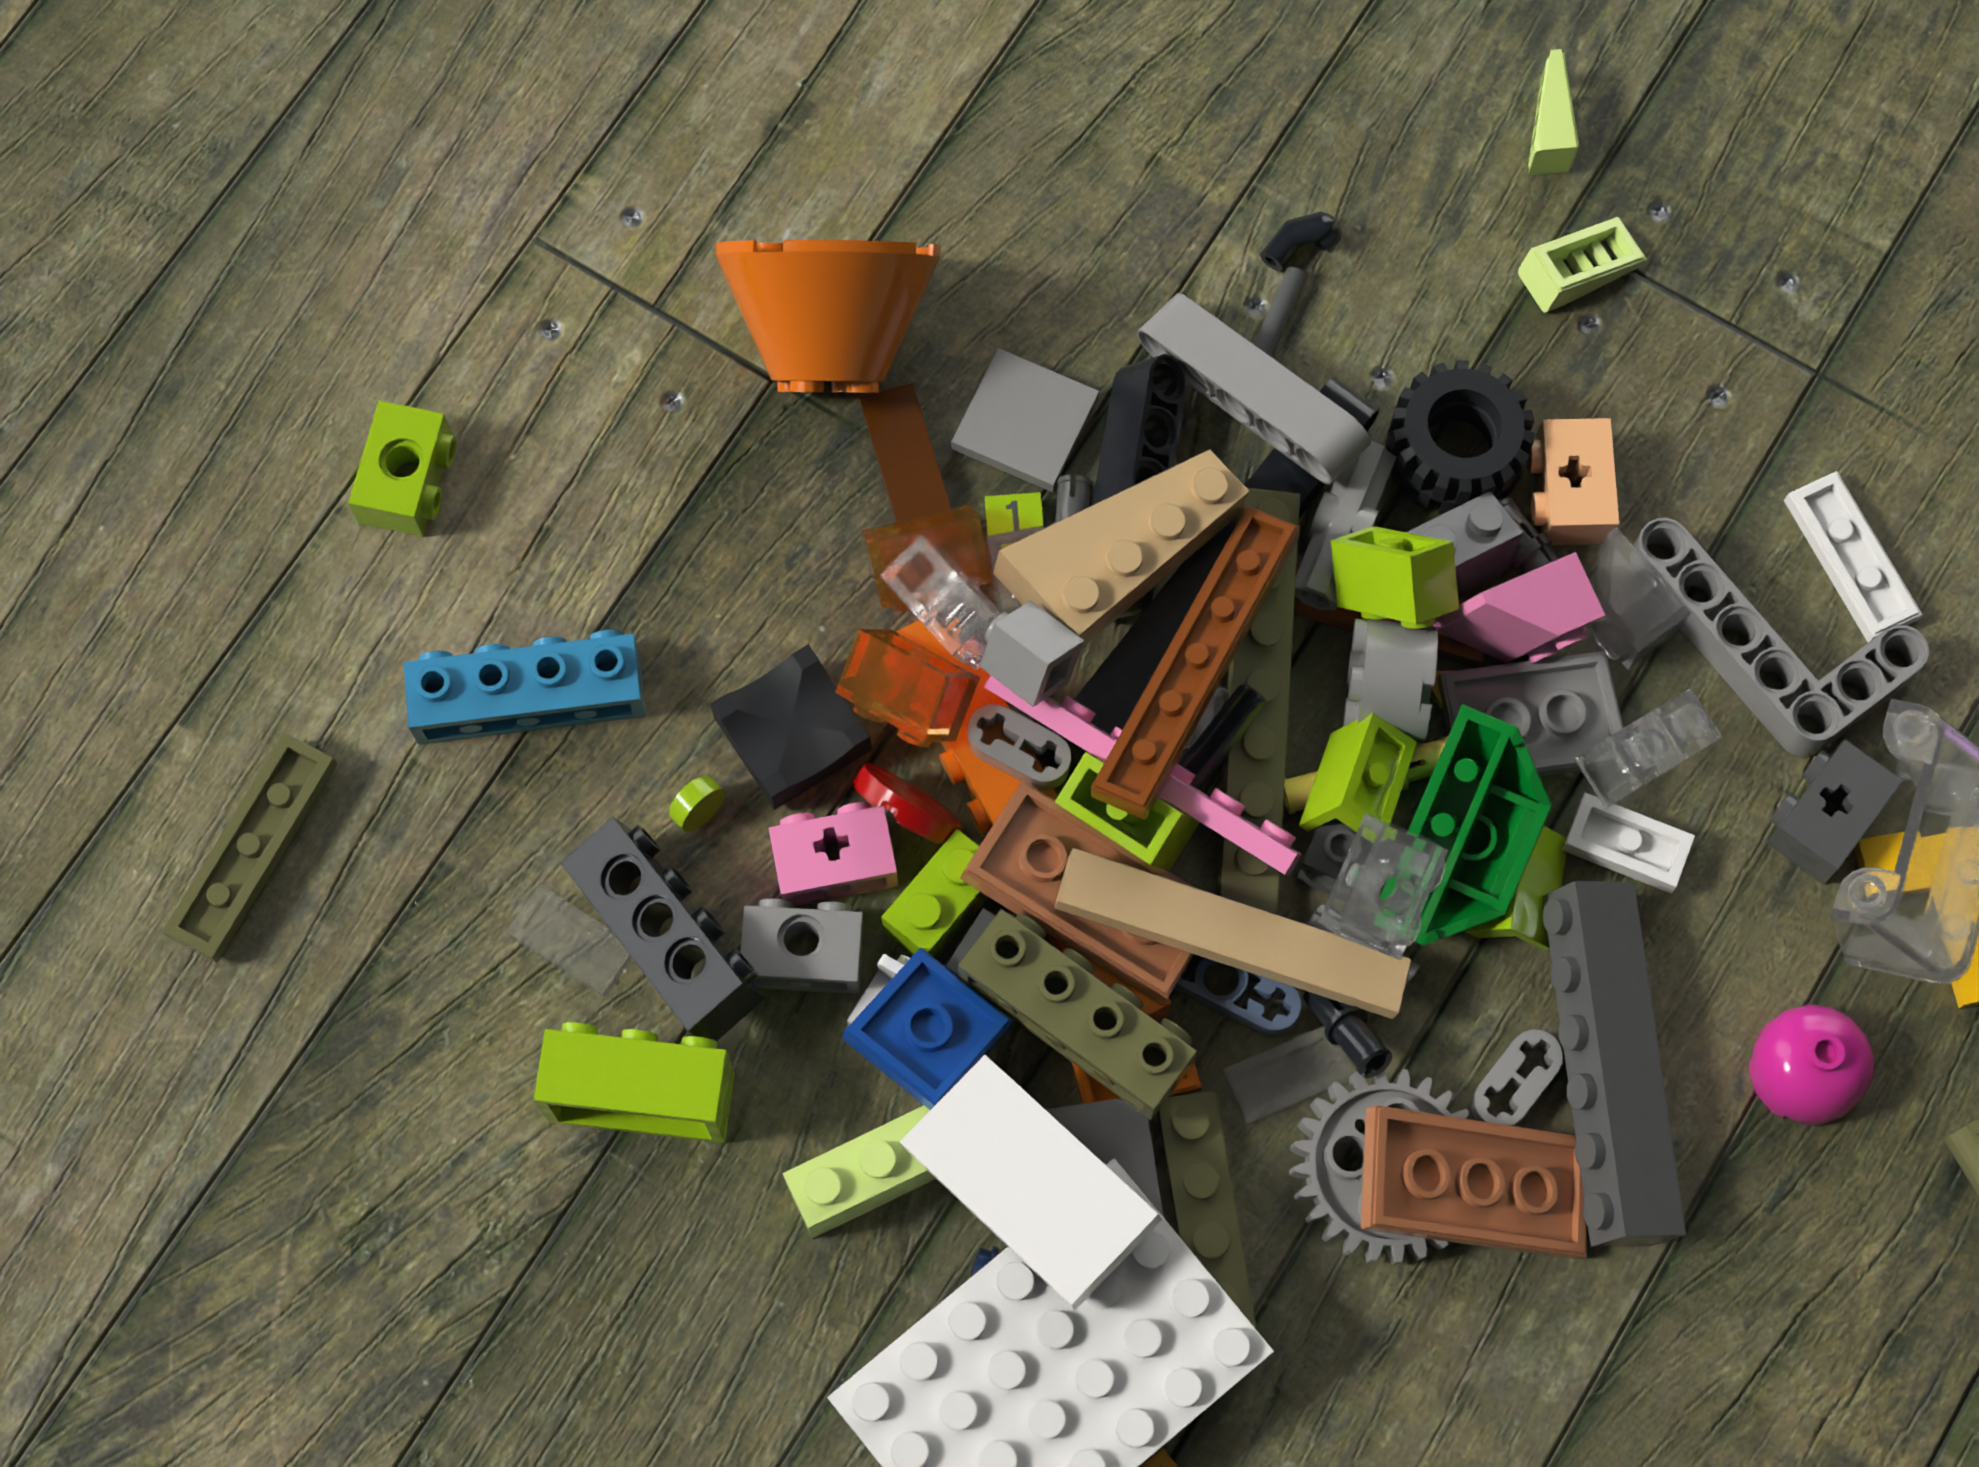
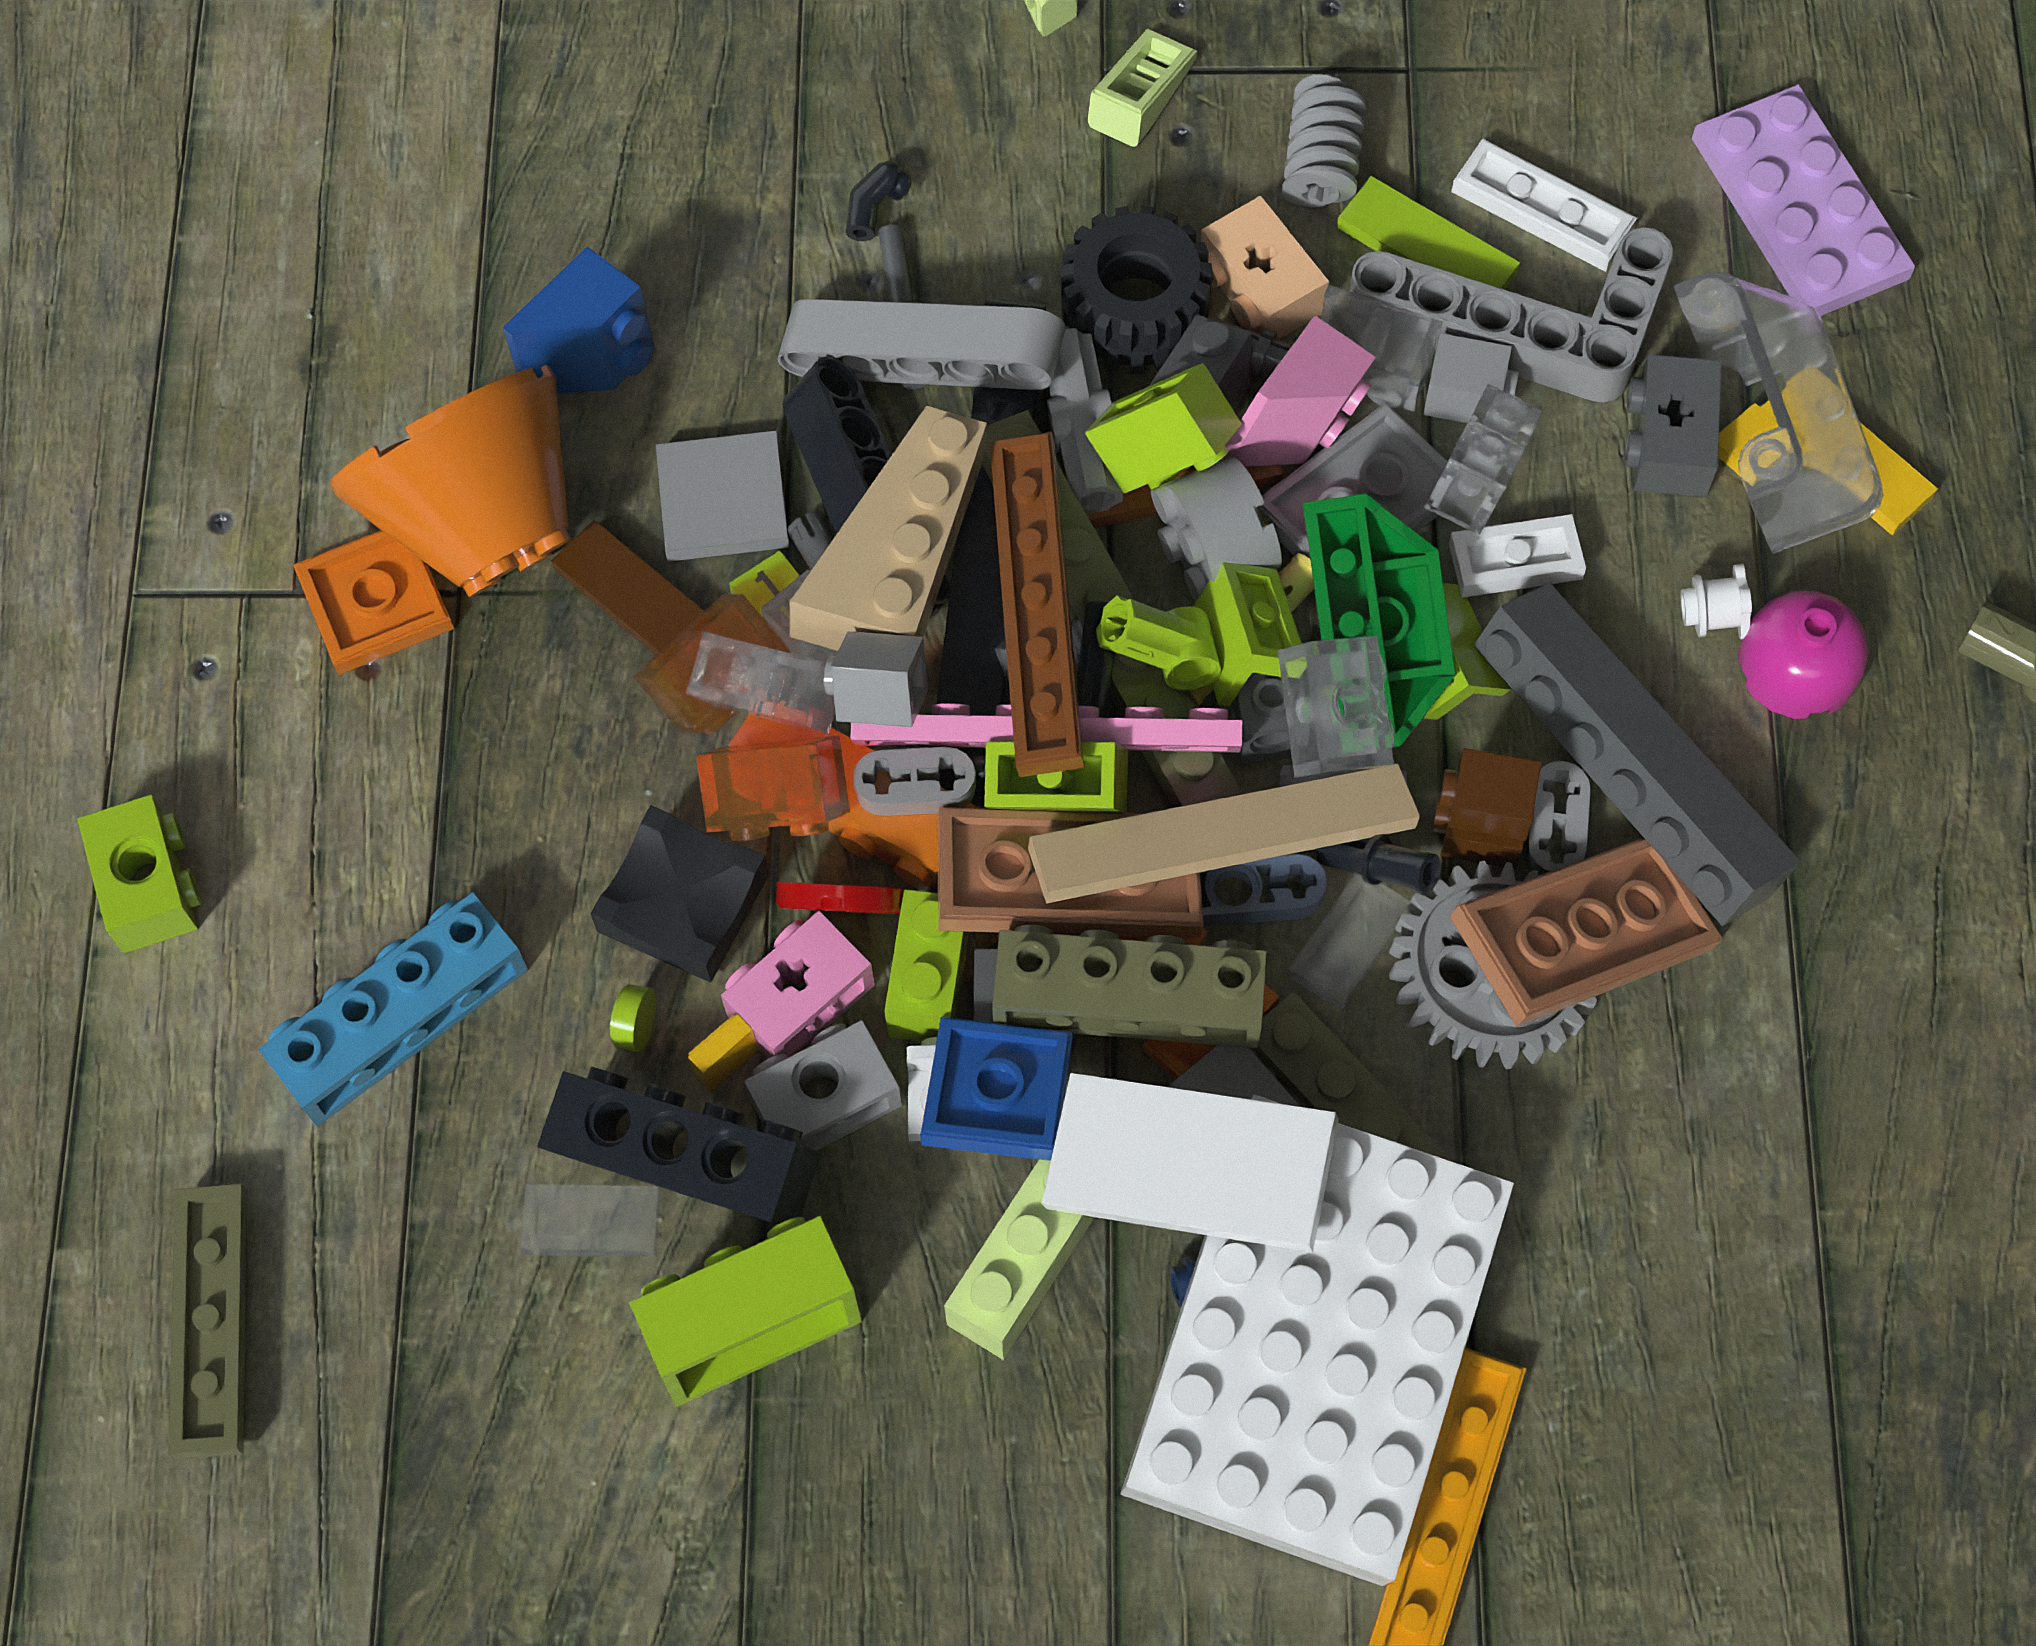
camera: 30 degrees left, 5 degrees down
(703, 350) = (371, 600): none -> orange tile
(746, 871) = (722, 1052): none -> yellow tile
(992, 222) = (584, 326): none -> blue slope
(1292, 754) = (1171, 640): none -> lime piece
(1458, 1037) = (1487, 807): none -> reddish brown brick
(1685, 663) = (1462, 373): none -> light grey brick
(1696, 400) = (1323, 142): none -> light grey piece
(1730, 531) = (1405, 228): none -> lime tile
(1766, 980) = (1718, 603): none -> white brick

